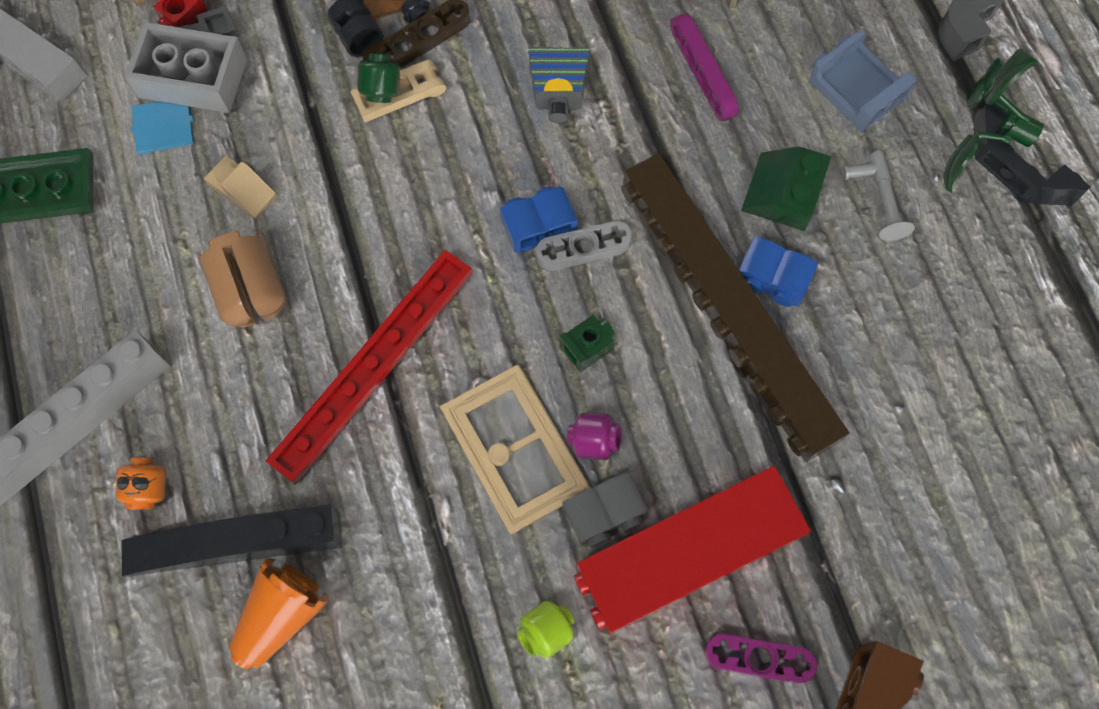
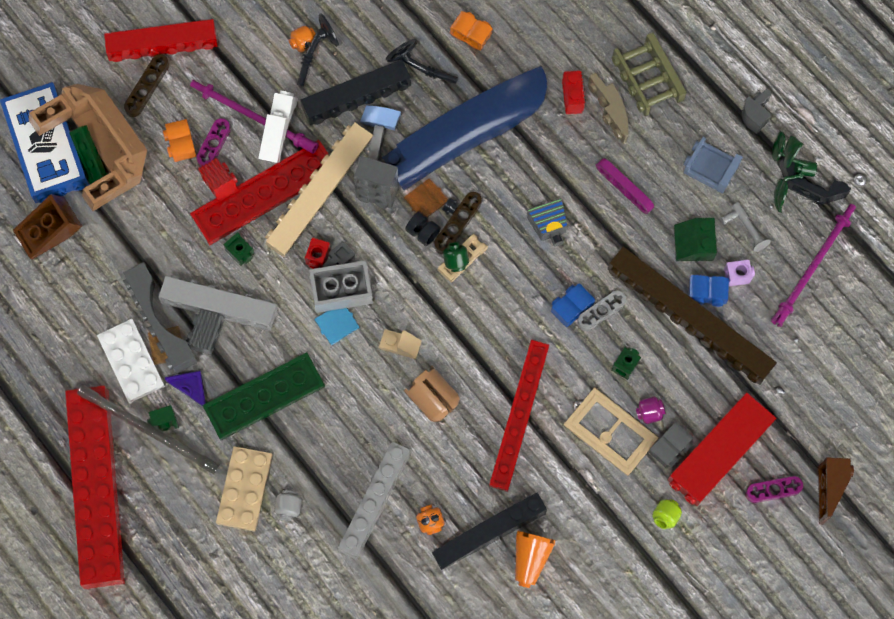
camera: 25 degrees left, 0 degrees up
(830, 271) = (735, 279): none -> lavender brick
(901, 347) = (786, 308): none -> magenta bar

